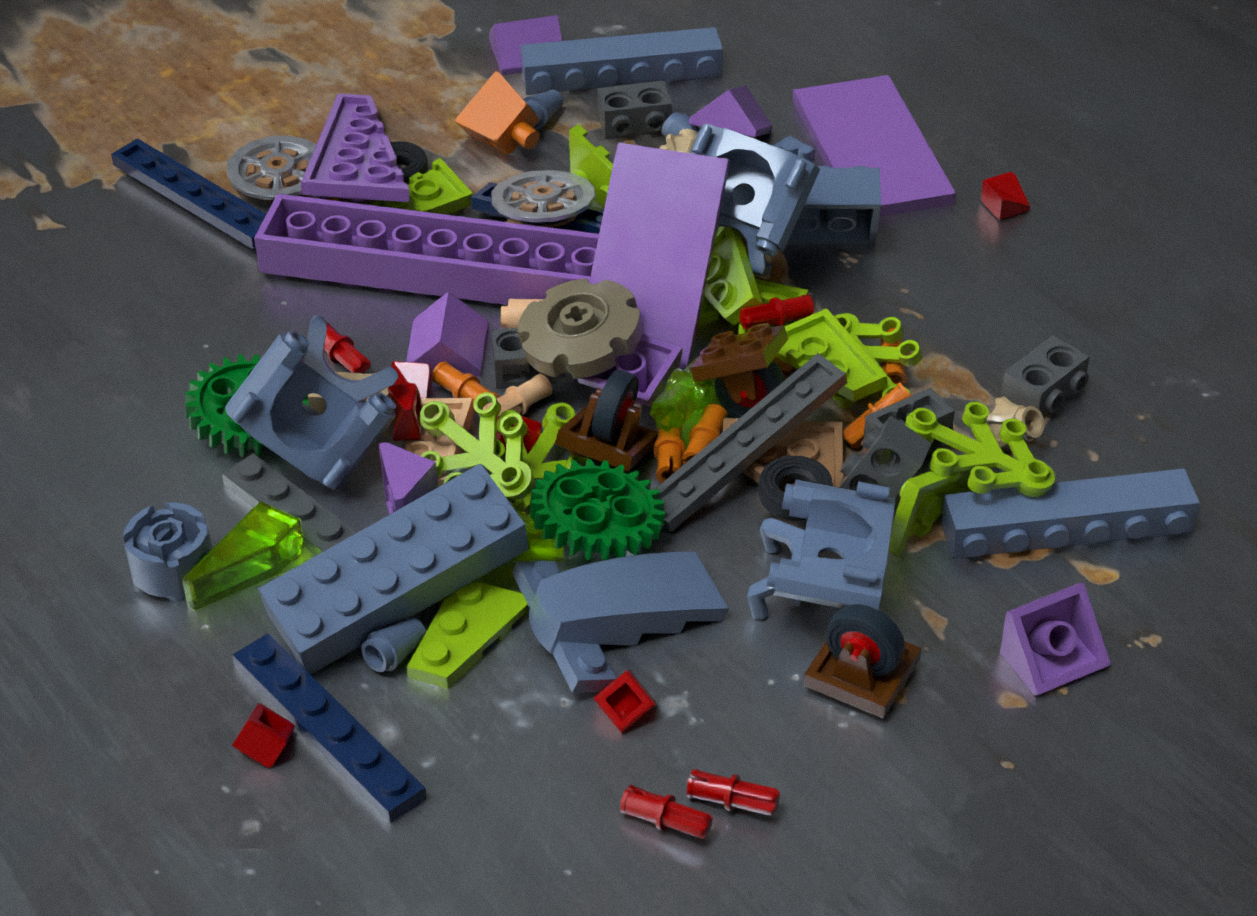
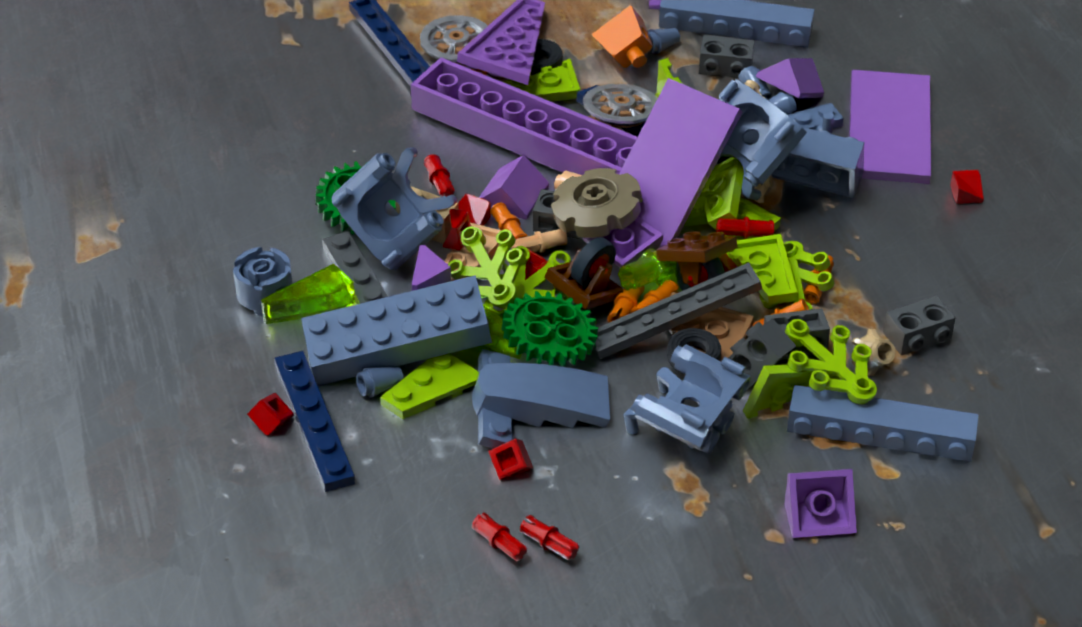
camera: 20 degrees right, 0 degrees up
(863, 660) = (679, 479): plate -> none

